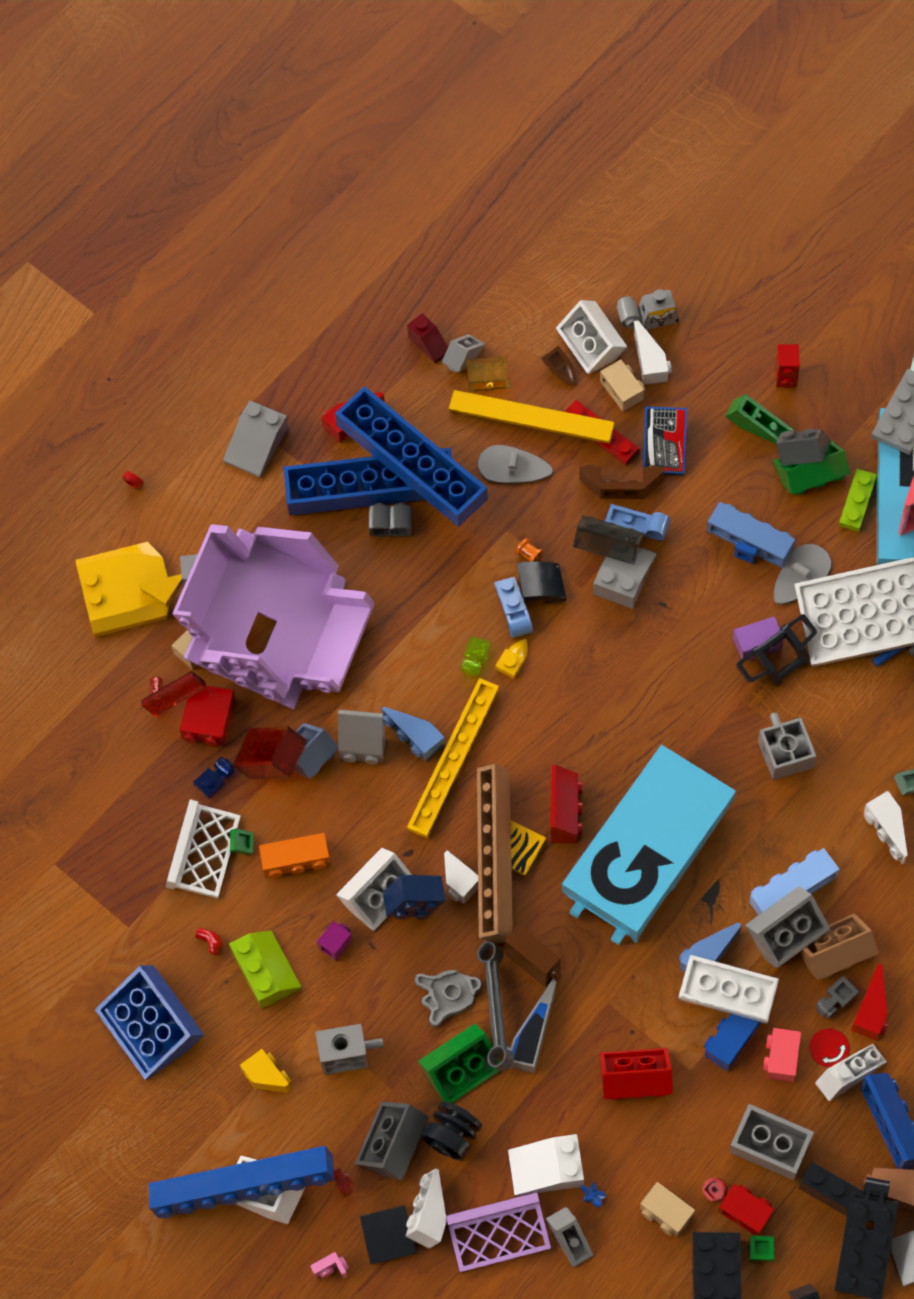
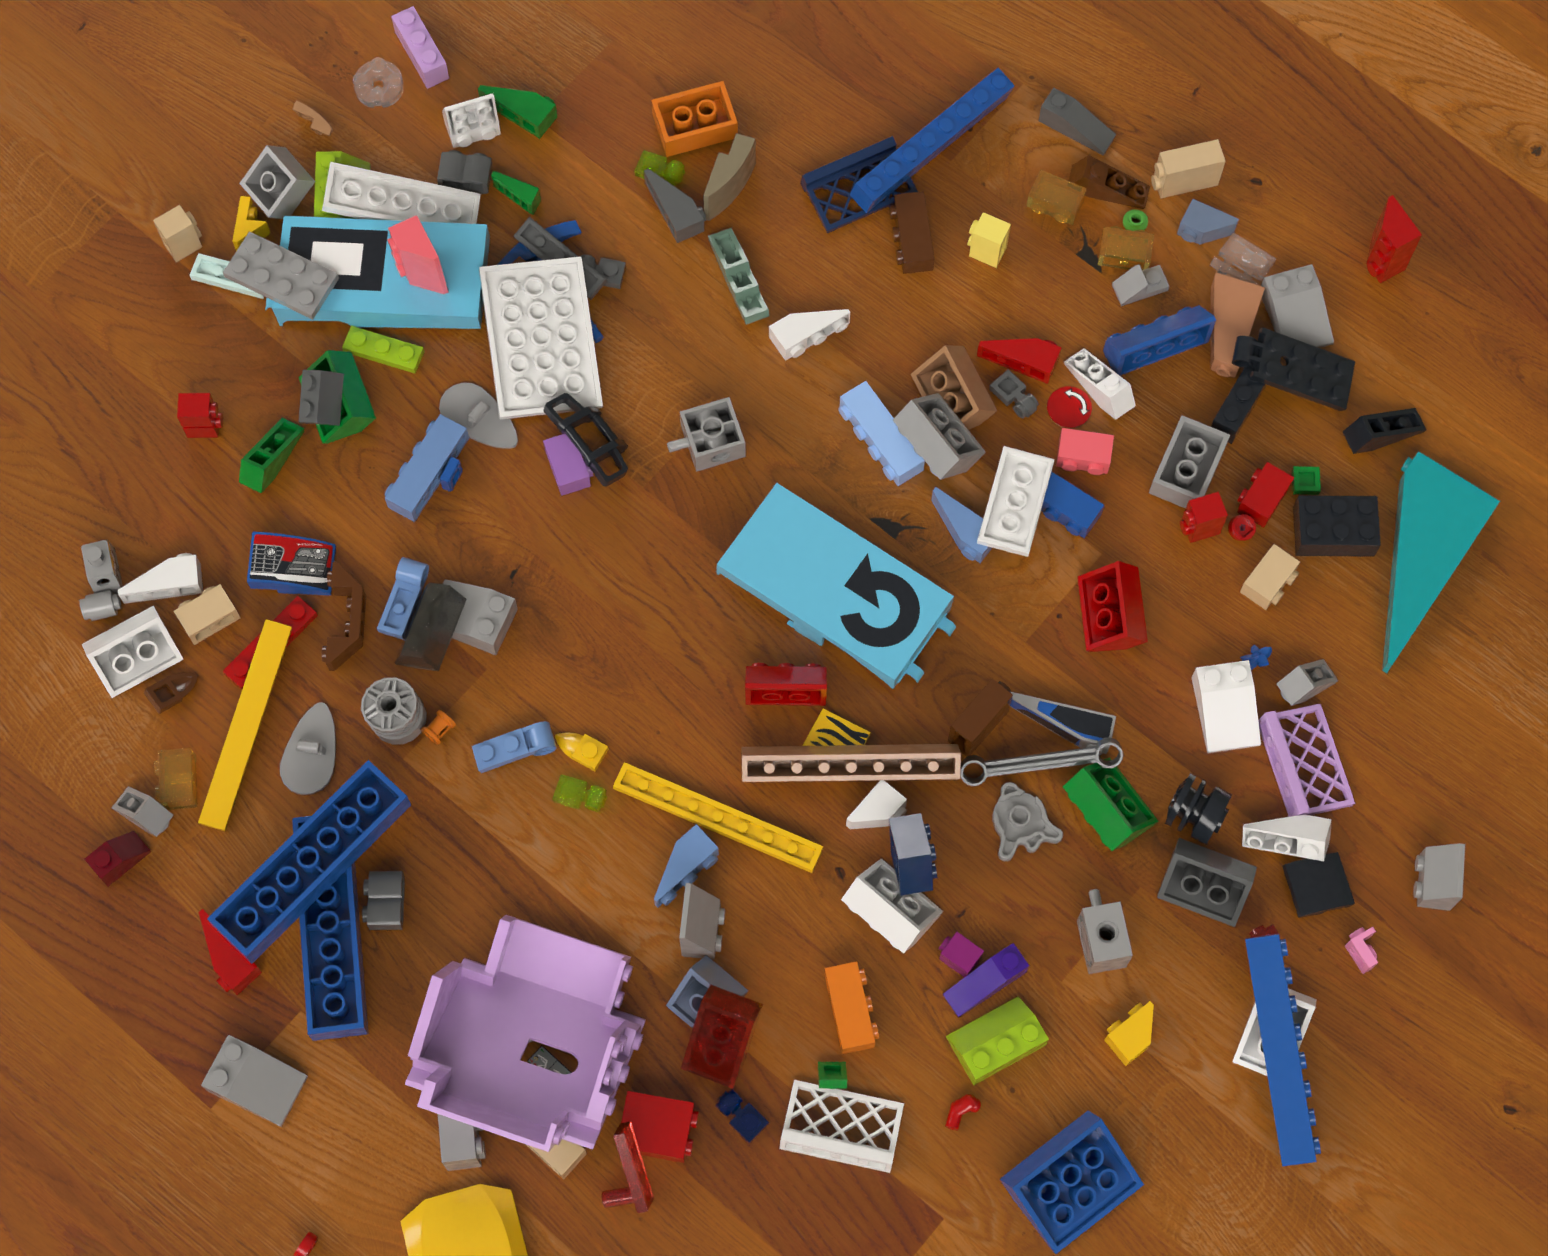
camera: 95 degrees left, 5 degrees up
(162, 589) = (481, 1188): yellow slope -> none
(259, 641) = (544, 1059): none -> light grey sticker
(314, 962) = (986, 980): none -> dark purple slope
(539, 516) = (393, 711): none -> light grey wheel
(541, 581) = (482, 713): black slope -> none
(718, 1149) = (1203, 517): none -> red brick

